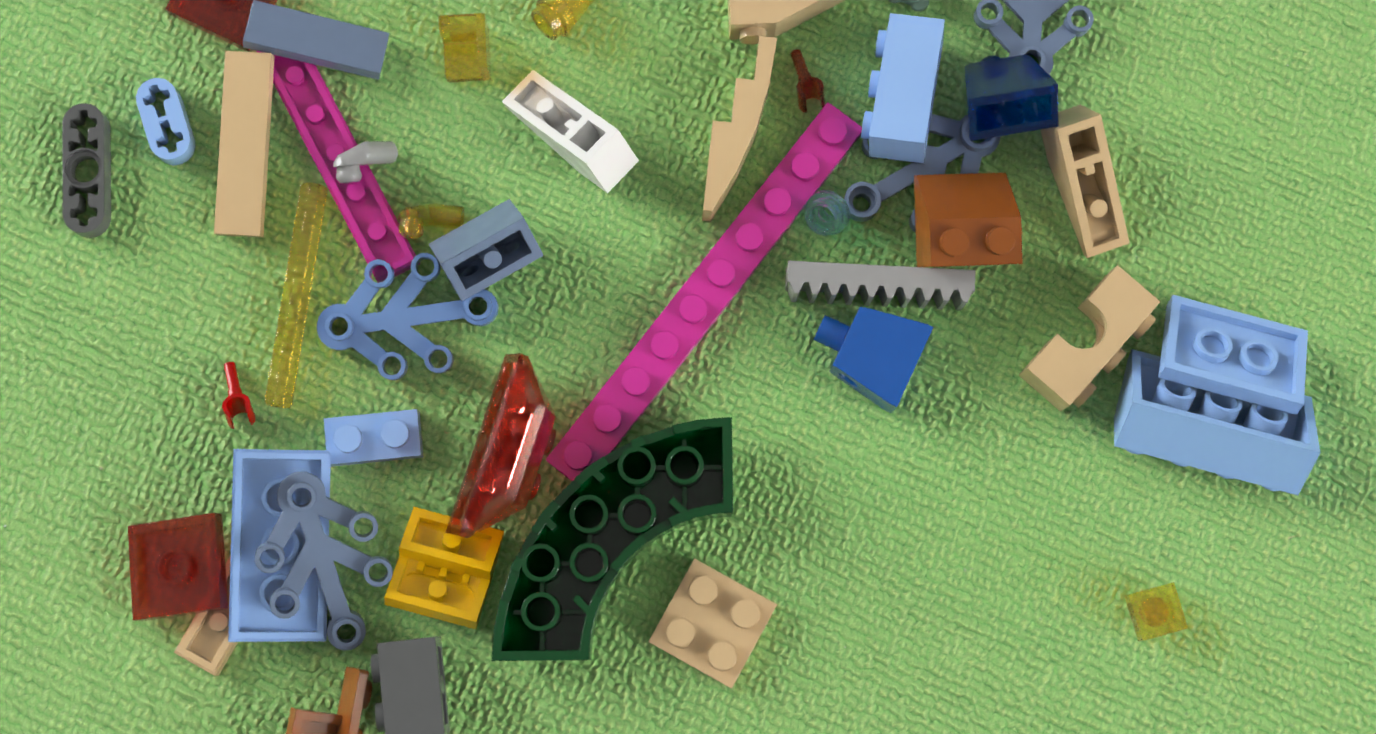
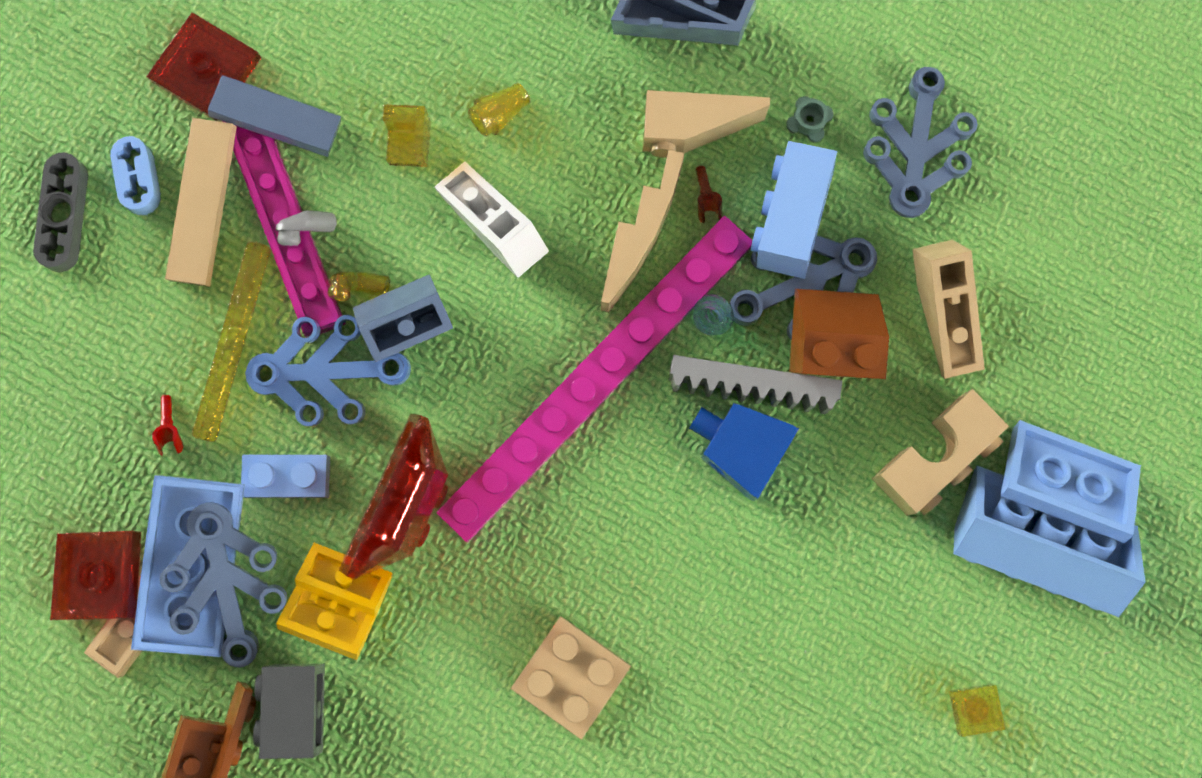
camera: 10 degrees right, 0 degrees up
(600, 527) = (474, 582): dark green brick -> none
(1009, 97) = (889, 226): clear blue torso -> none

